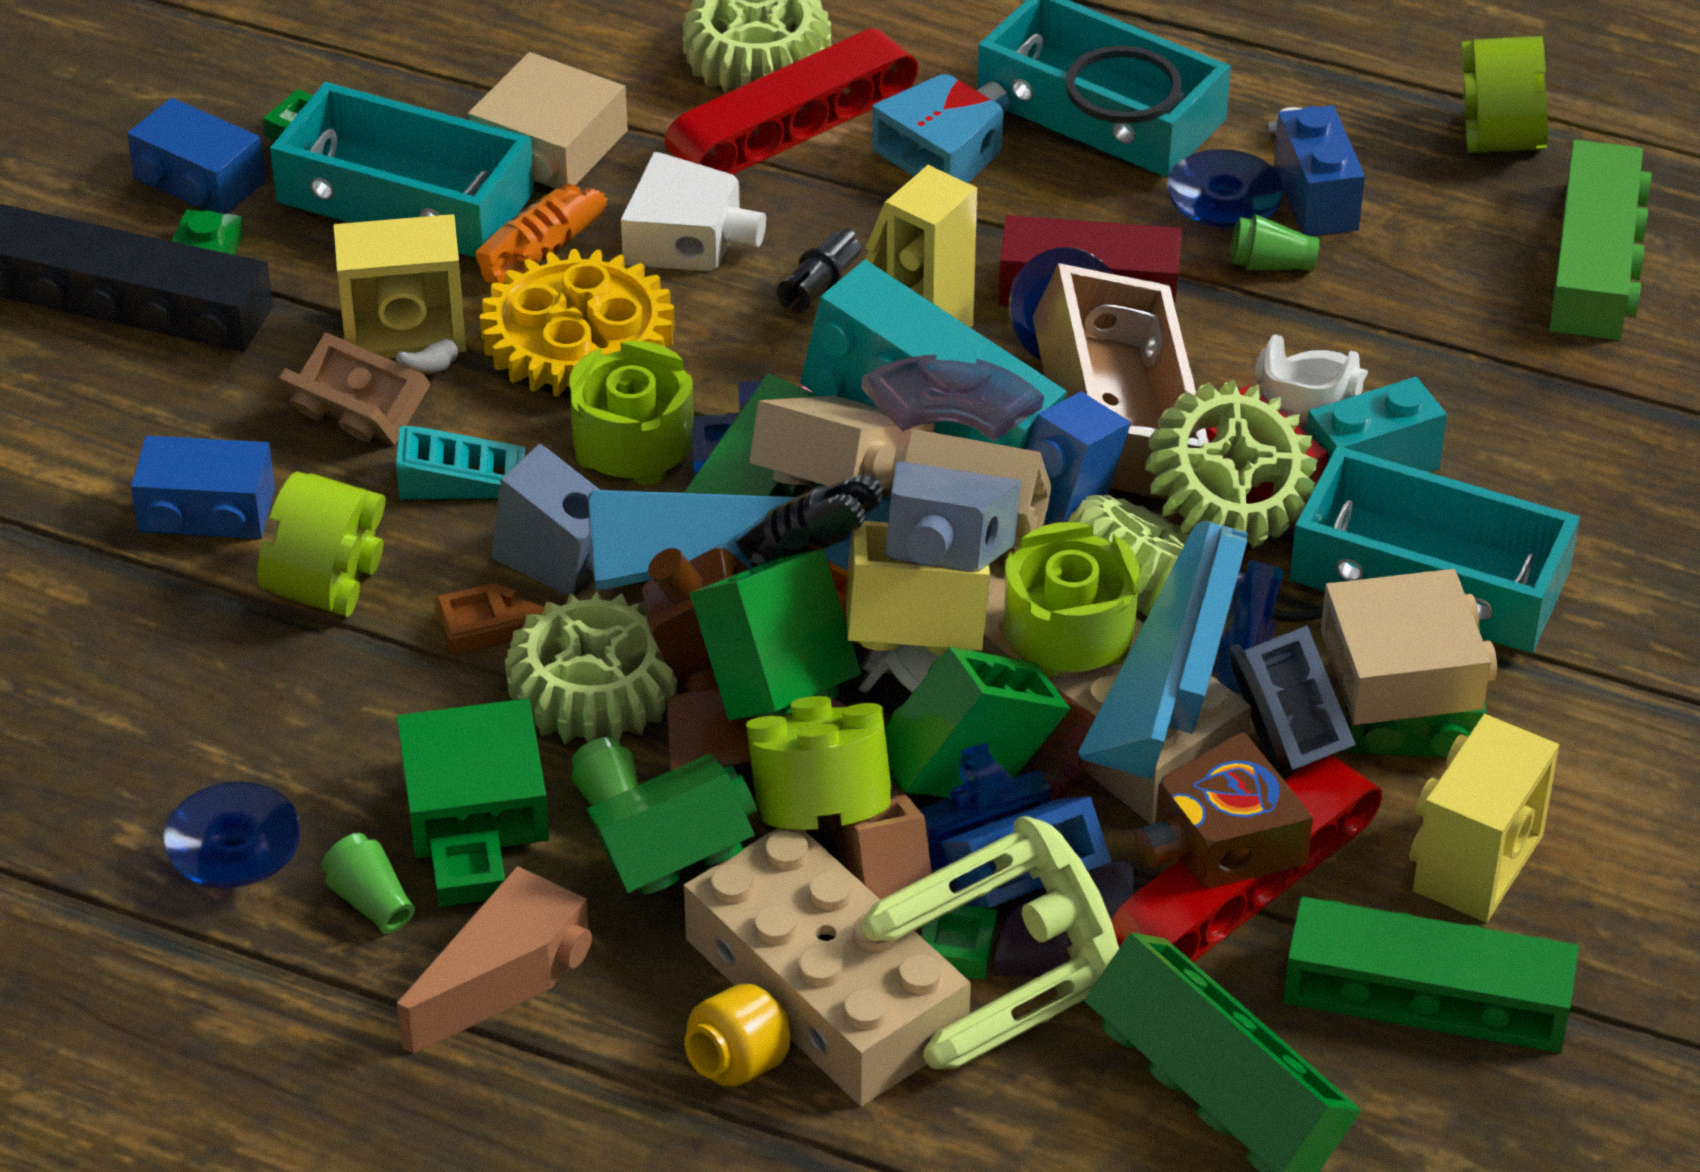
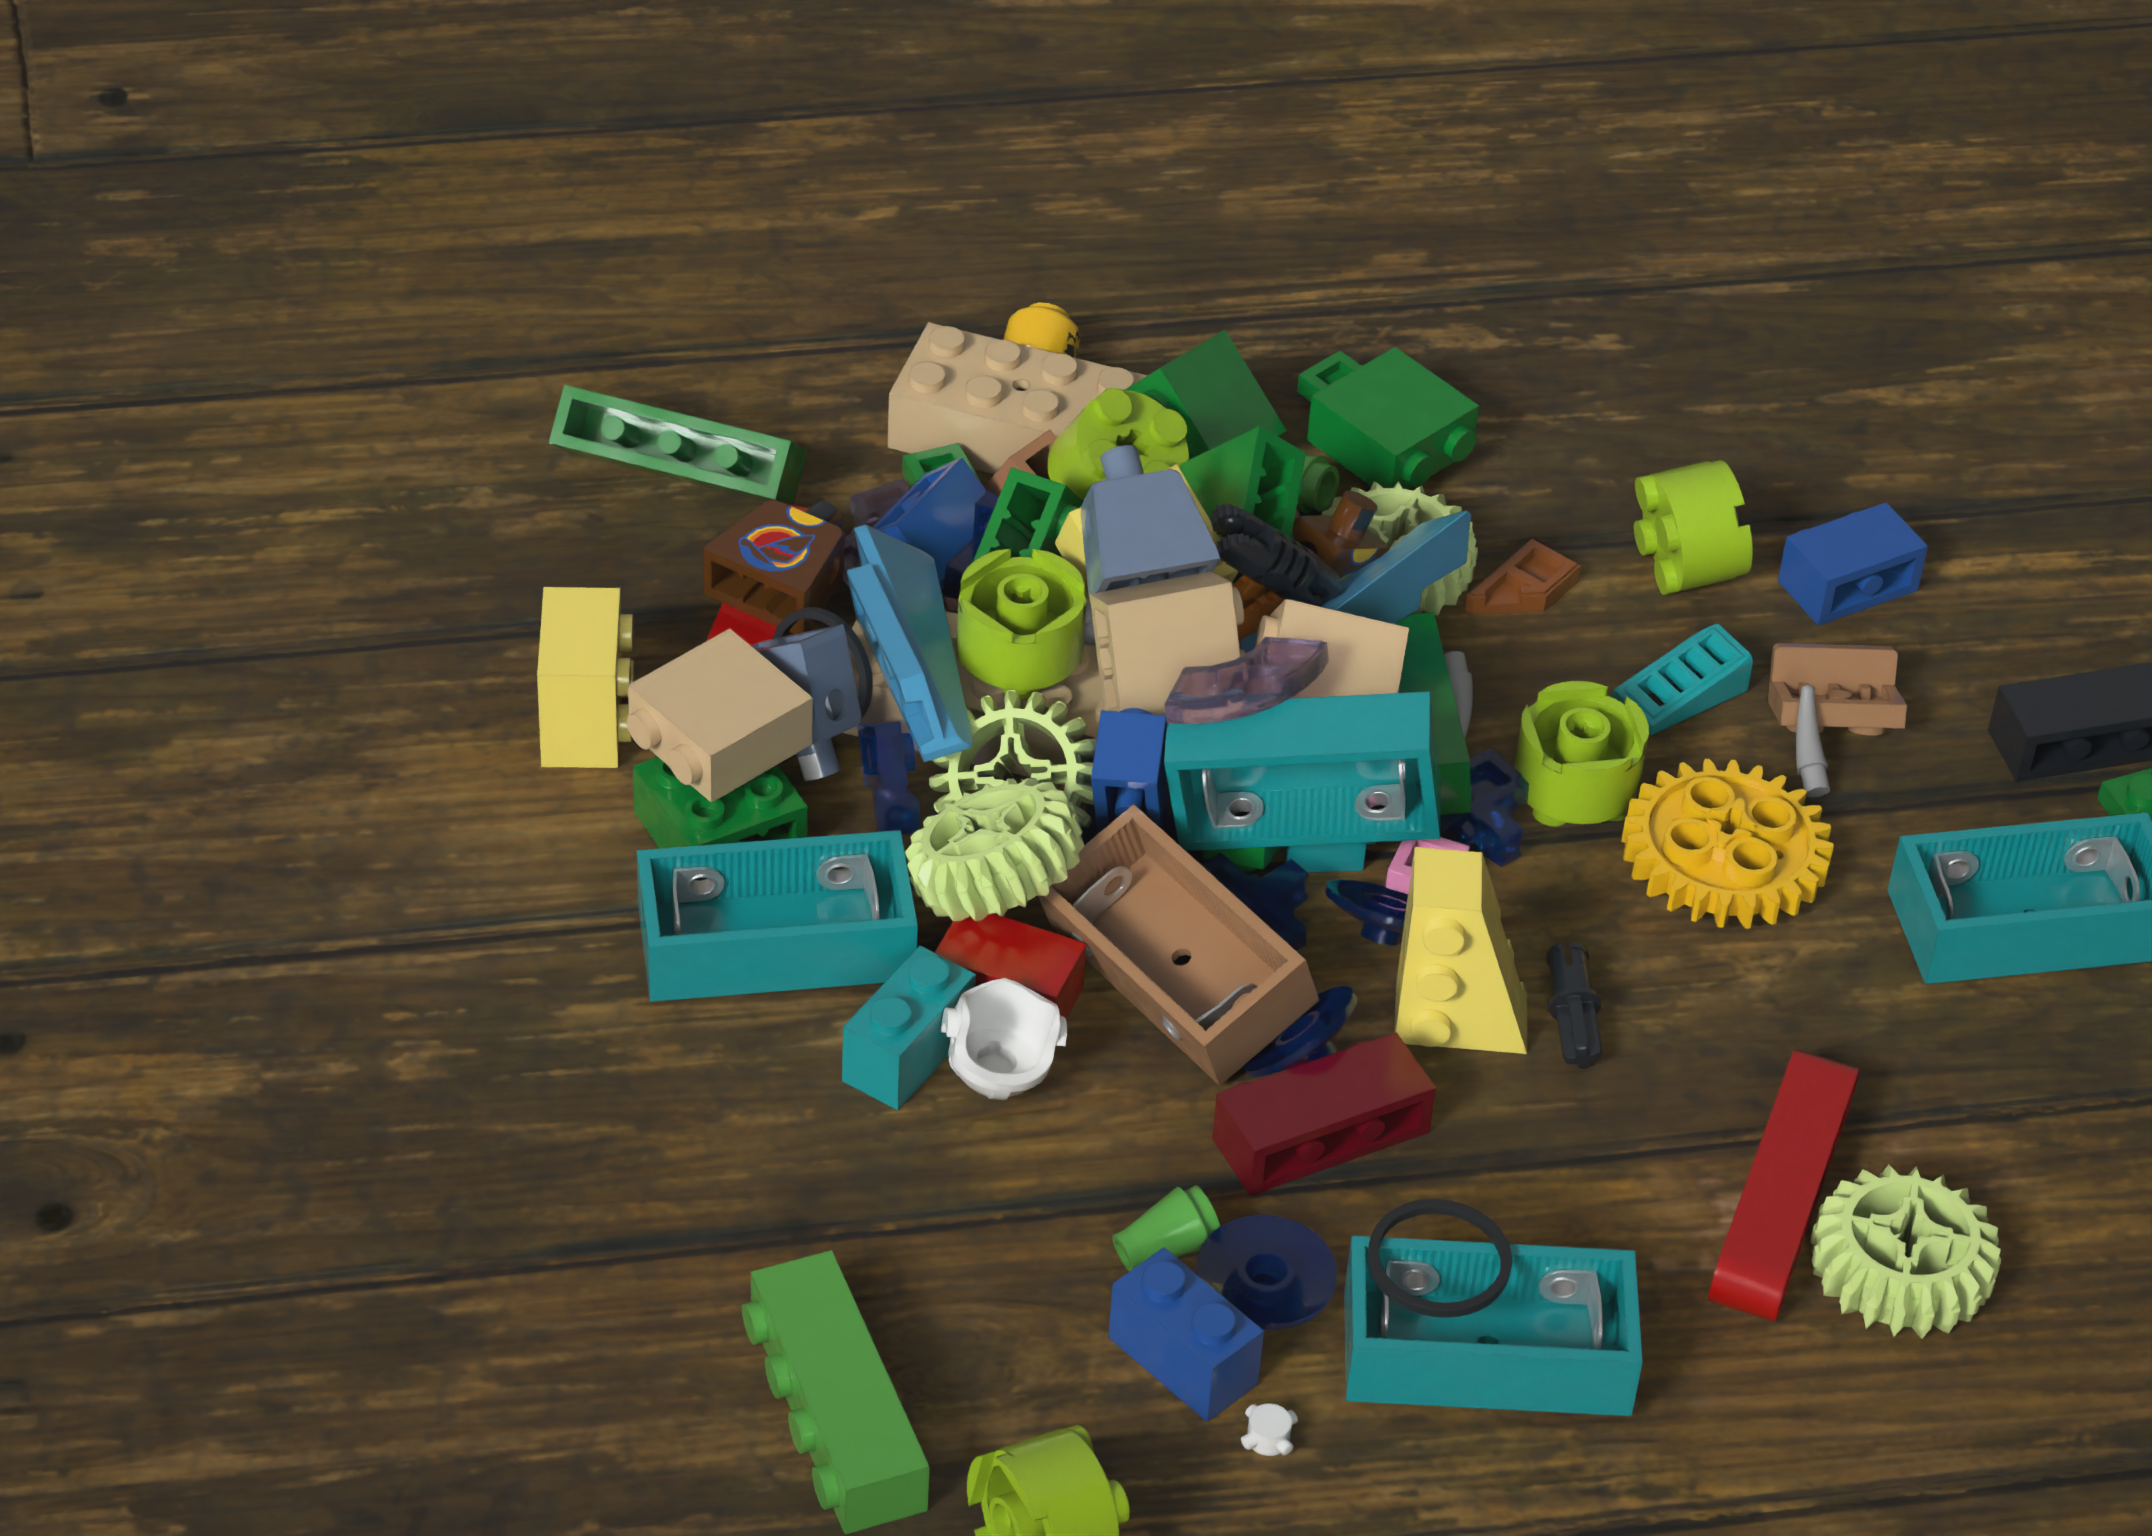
camera: 145 degrees right, 0 degrees up
(232, 834) = (1523, 333): clear blue dish -> none
(365, 879) = (1412, 339): bright green cone -> none
(400, 284) = (1890, 761): light yellow brick -> none
(498, 960) = (1257, 324): nougat slope -> none
(539, 230) = (1864, 925): orange hinge -> none
(545, 522) = (1526, 622): sand blue torso -> none
(563, 110) = (1978, 1026): tan brick -> none
(686, 217) = (1750, 996): white torso -> none
(941, 127) = (1610, 1201): dark azure torso -> none
(1069, 906) = (865, 476): yellowish green piece -> none
(1431, 974) = (498, 591): green brick -> none

